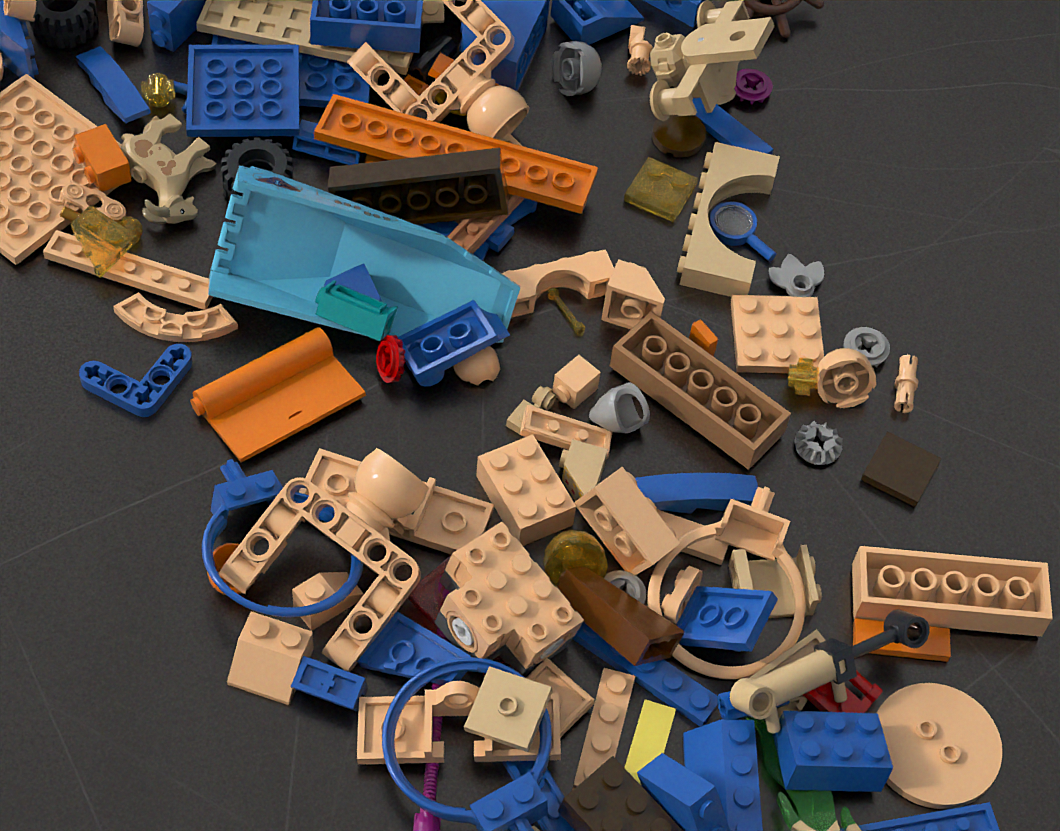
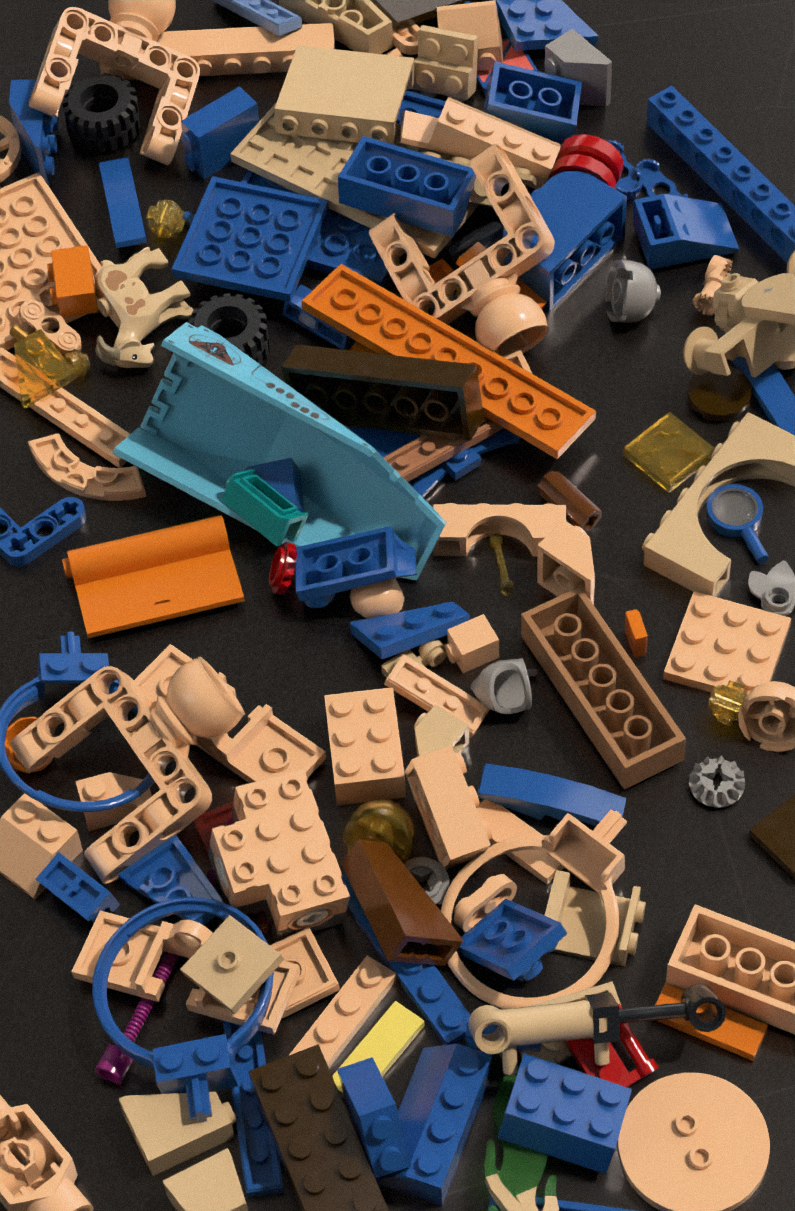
camera: 30 degrees right, 0 degrees up
(517, 384) = (407, 629): none -> blue wing
(589, 240) = (560, 491): none -> reddish brown axle

